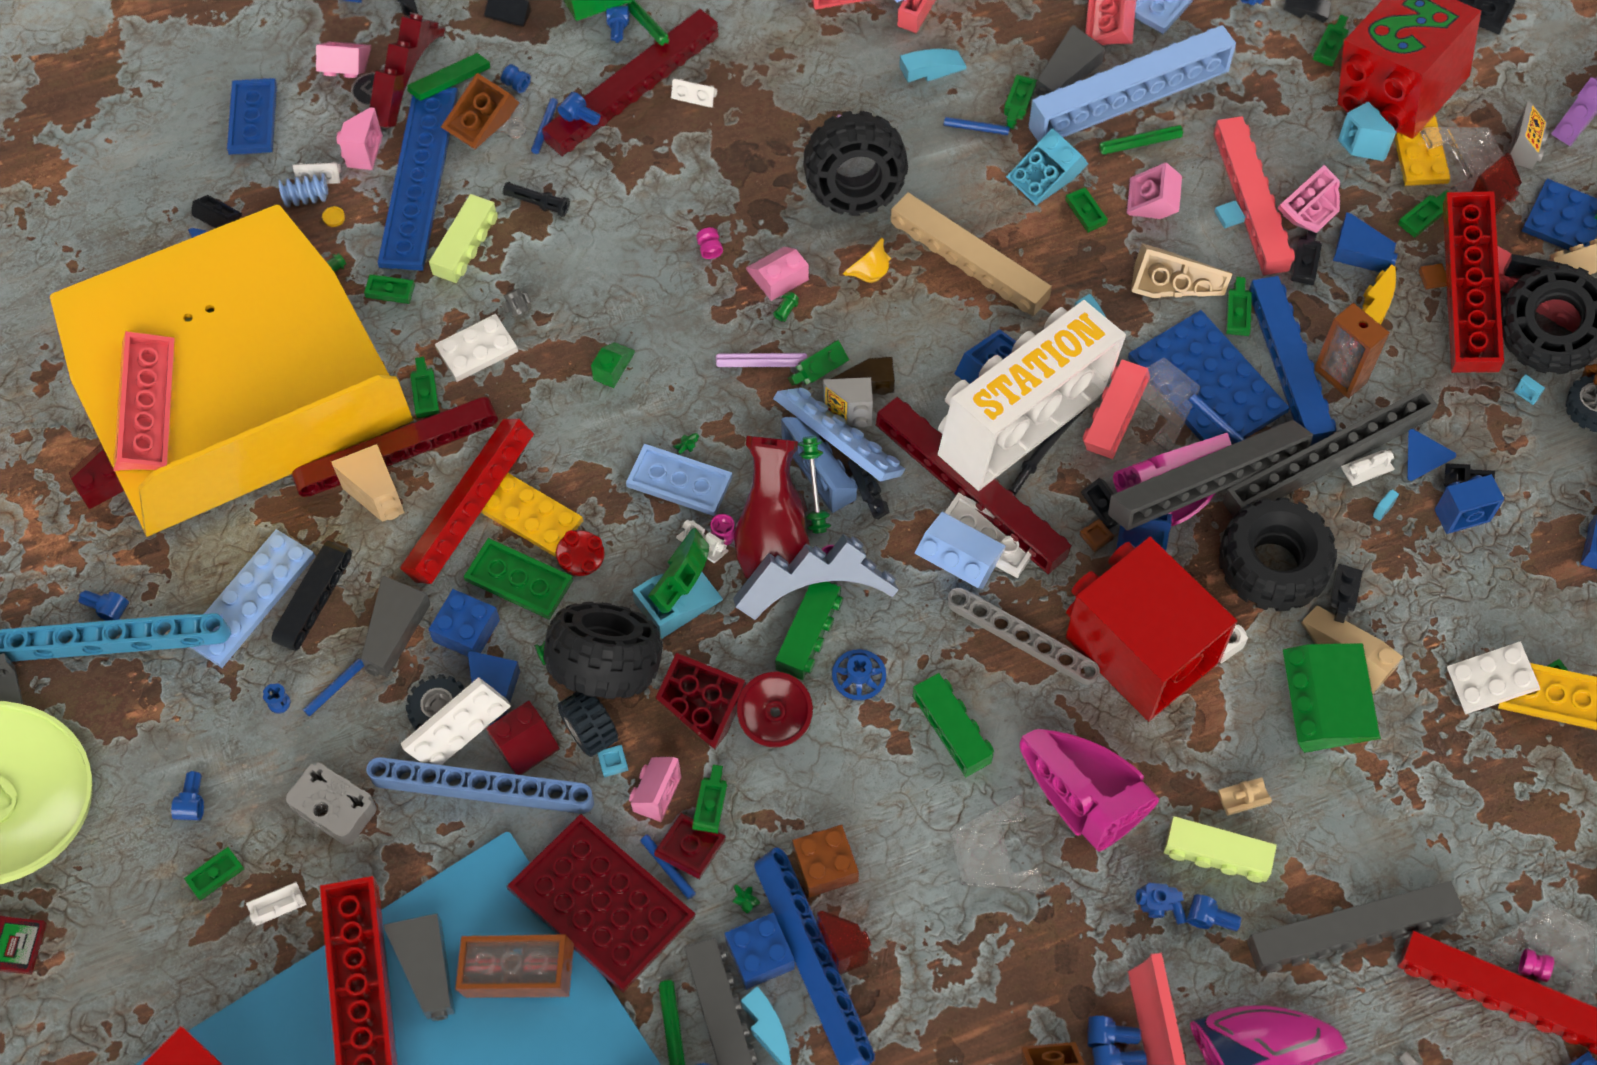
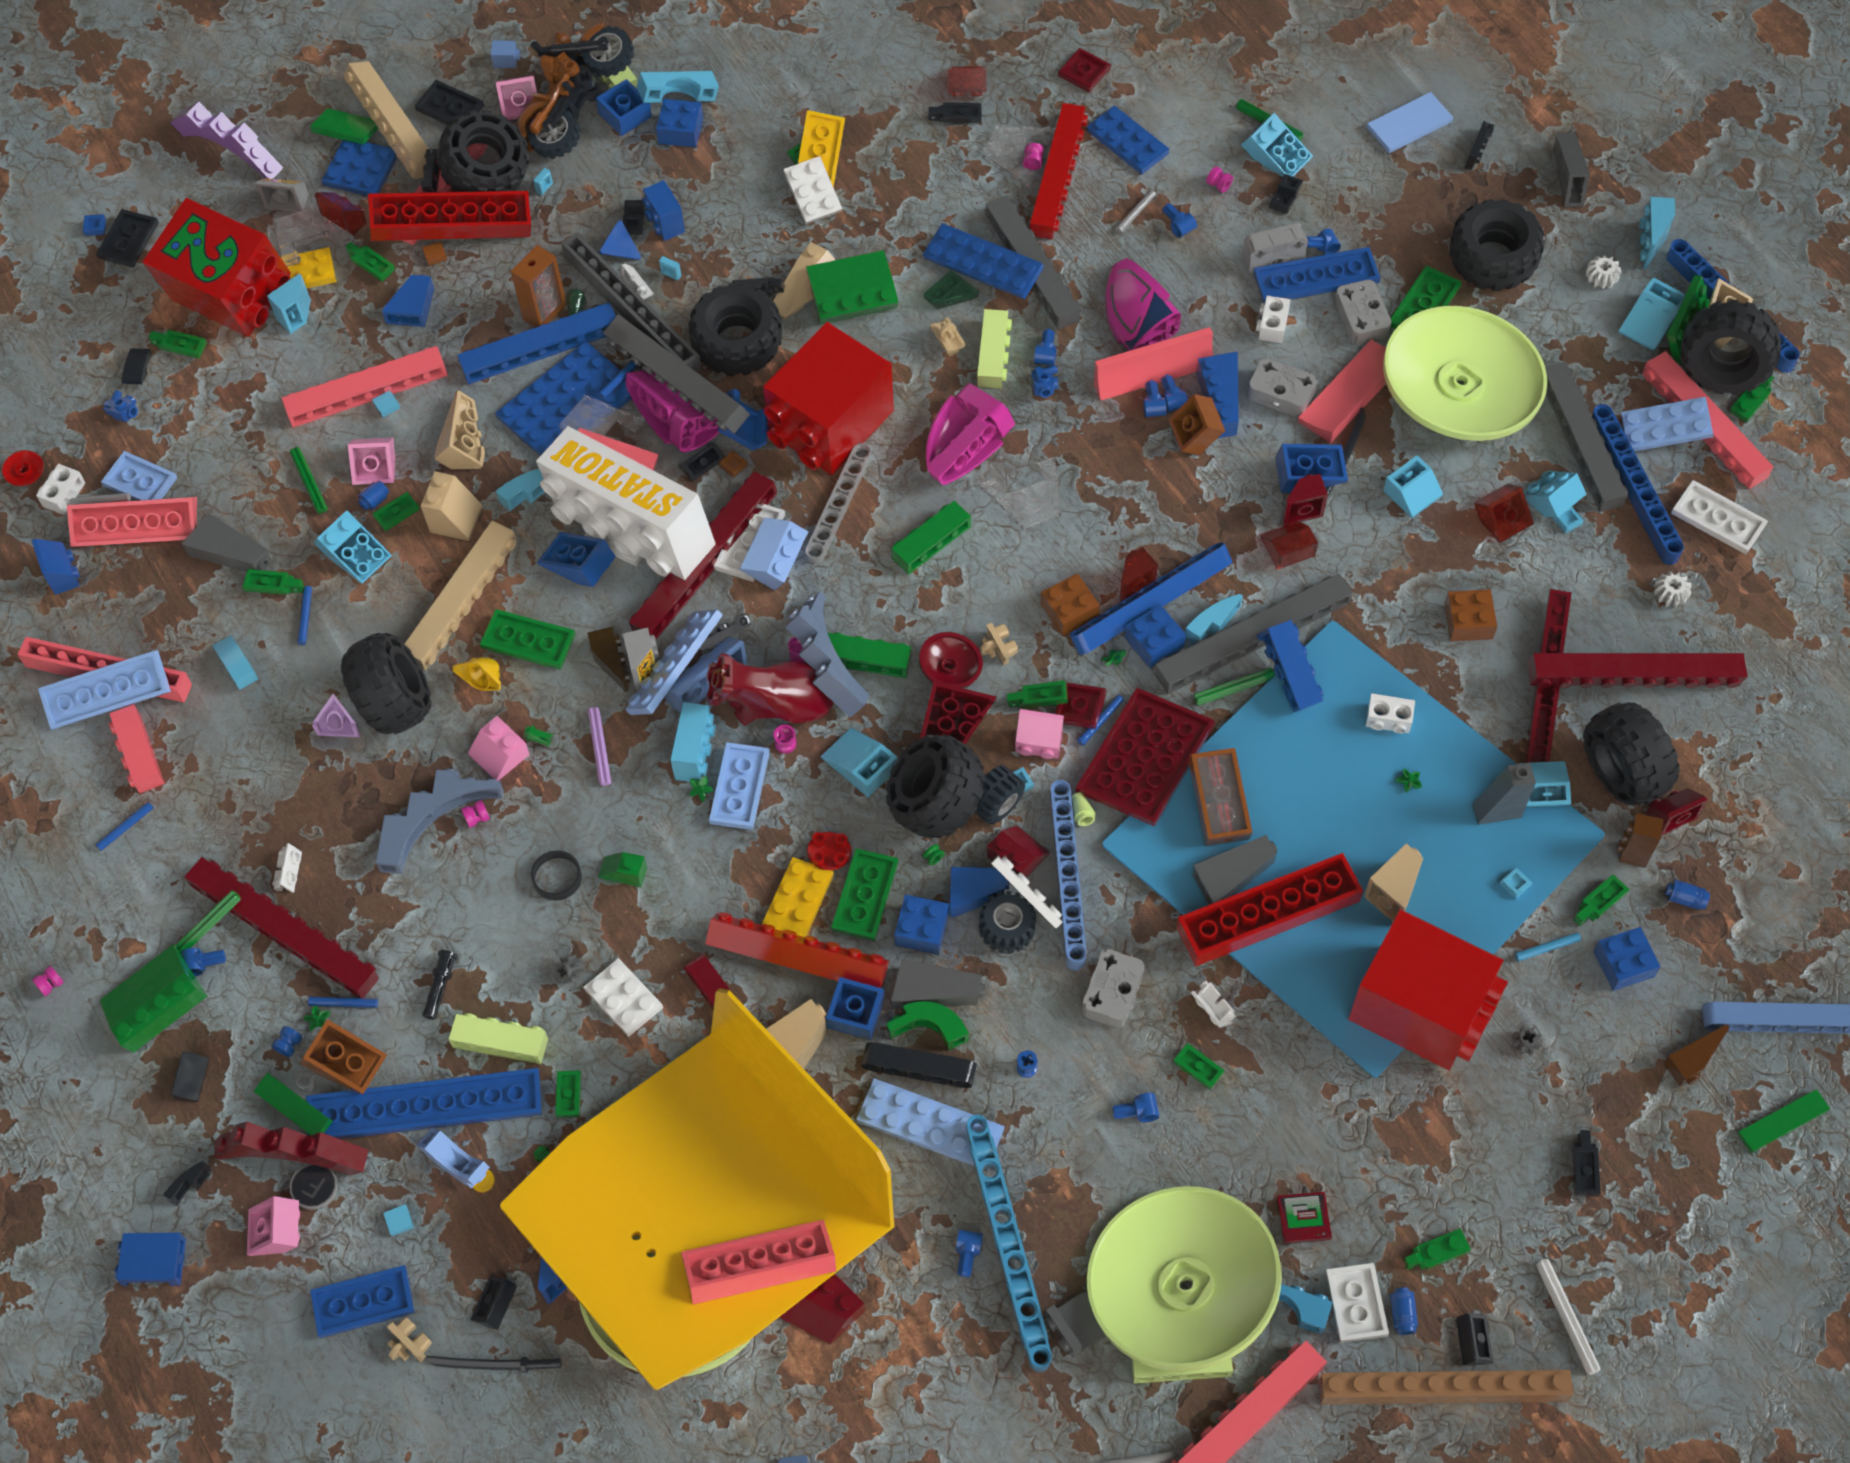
camera: 100 degrees left, 0 degrees up
(149, 228) = (523, 1364): none -> black sword
(202, 142) = (416, 1347): none -> tan hips
(304, 190) = (457, 1211): light blue piece -> none
(318, 149) = (398, 1220): none -> medium azure tile
(330, 170) = (429, 1199): white hinge -> none
(333, 687) = (1003, 1023): blue bar -> none
(354, 623) = (930, 1016): none -> green arch
(356, 193) = (452, 1158): none -> light blue arch
(360, 140) = (393, 1165): bright pink slope -> none
(386, 542) = (855, 1008): none -> blue brick
(424, 390) = (680, 1029): green hinge -> none
(534, 105) = (317, 1018): none -> green plant
(555, 818) = (1082, 810): none -> yellowish green cone
(575, 108) = (333, 959): blue axle -> none
(618, 287) = (552, 855): none -> black tyre
(682, 573) = (836, 746): green slope -> none
(708, 183) = (424, 808): none -> sand blue arch
(717, 548) = (799, 756): white hinge -> none
(725, 433) = (692, 742): none -> medium azure brick
(791, 767) = (995, 644): none -> tan hips
(811, 452) = (707, 657): green axle -> none
(819, 364) = (599, 696): green hinge -> none
(859, 672) = (898, 612): blue wheel -> none
(903, 310) = (528, 639): none -> green plate
(1075, 249) = (450, 507): none -> tan slope
(1109, 190) = (373, 495): none -> blue brick
(1133, 84) = (252, 488): light blue brick -> none
(1239, 309) = (489, 385): green hinge -> none
(1307, 259) = (423, 339): black hinge -> none
(1313, 201) = (370, 339): bright pink wedge -> none
(1318, 816) = (950, 291): none -> clear green wing
(1344, 402) = (575, 301): none -> clear green cone
(1357, 862) = (983, 261): none -> blue plate
(1380, 295) = (468, 286): yellow slope -> none

